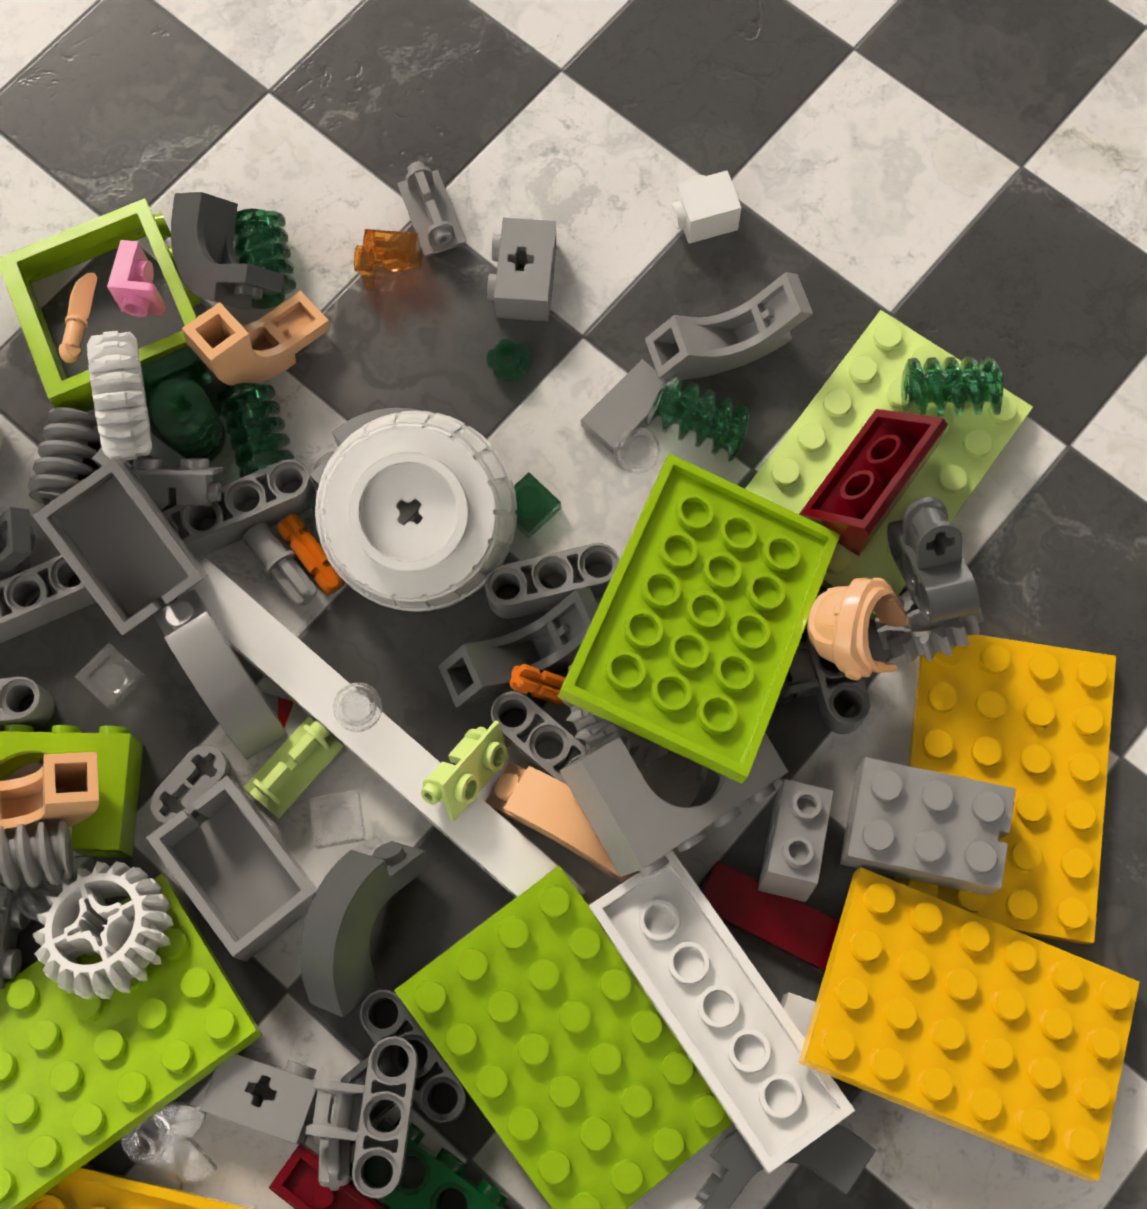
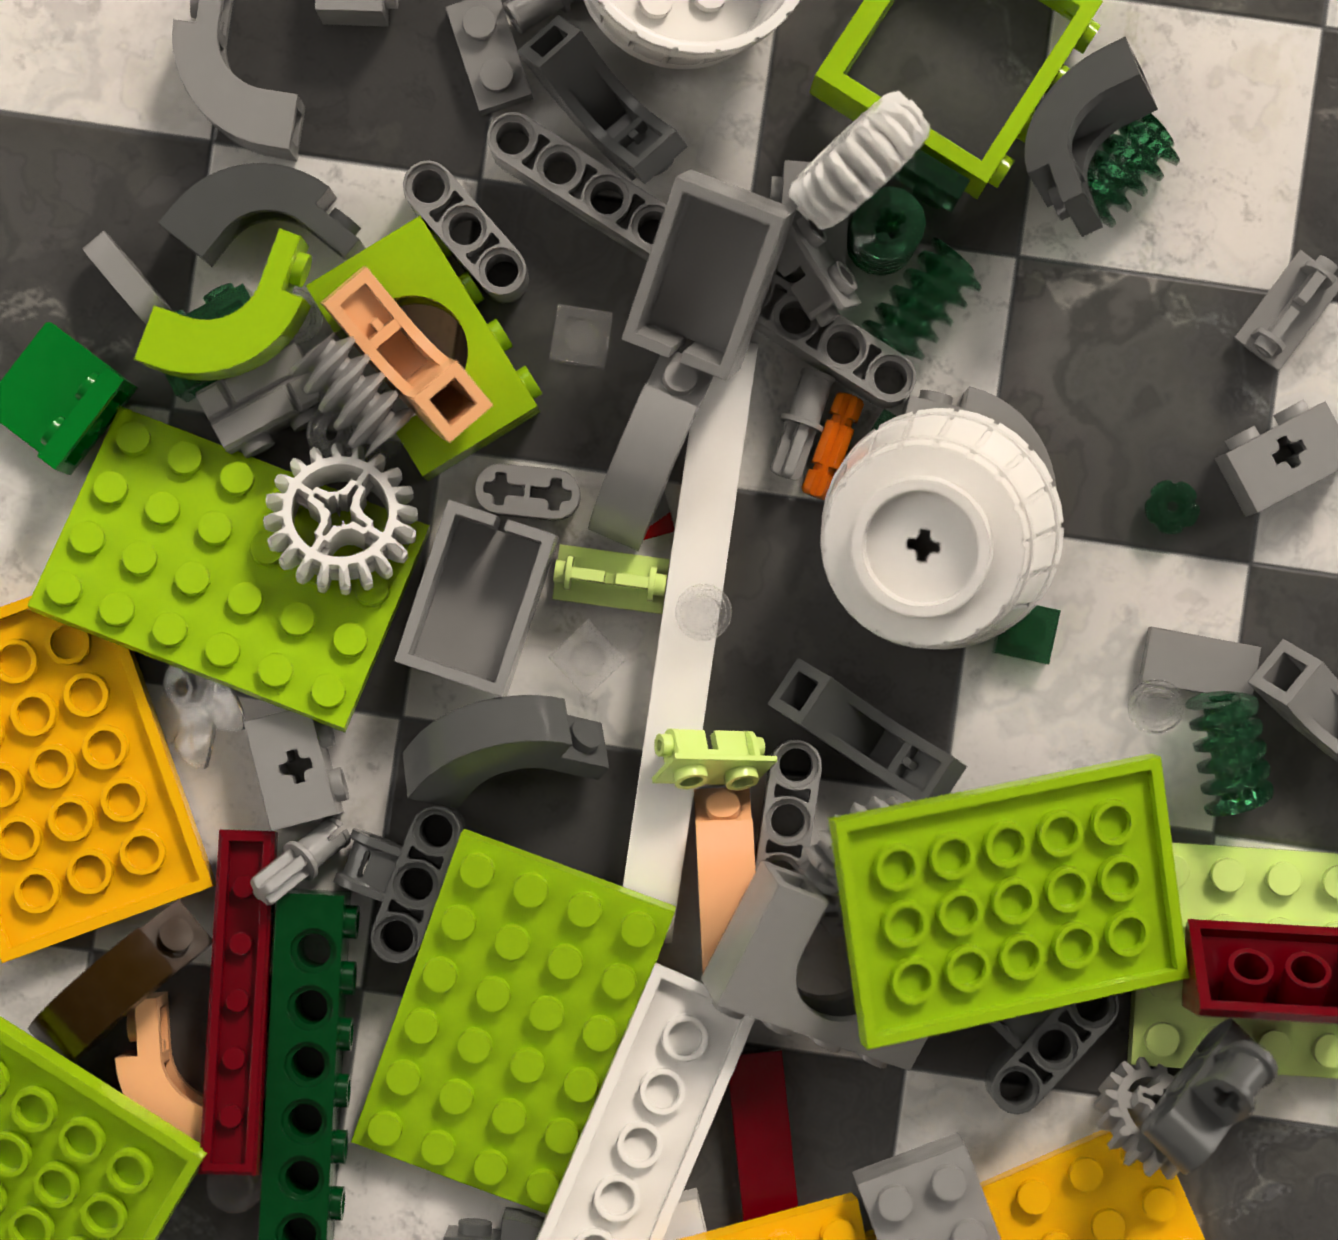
camera: 55 degrees right, 15 degrees up
(63, 453) = (767, 128): light grey piece -> none
(77, 316) = (924, 35): light nougat piece -> none
(133, 282) = (998, 66): bright pink bracket -> none
(257, 349) = (1008, 240): light nougat arch -> none
(354, 1115) = (336, 870): light grey piece -> none
(388, 249) = (1215, 303): clear orange bracket -> none
(529, 573) = (985, 722): light grey beam -> none
(540, 685) = (843, 775): orange axle -> none
(795, 840) = (847, 1117): light grey brick -> none
(841, 623) = (1090, 1043): light nougat helmet -> none

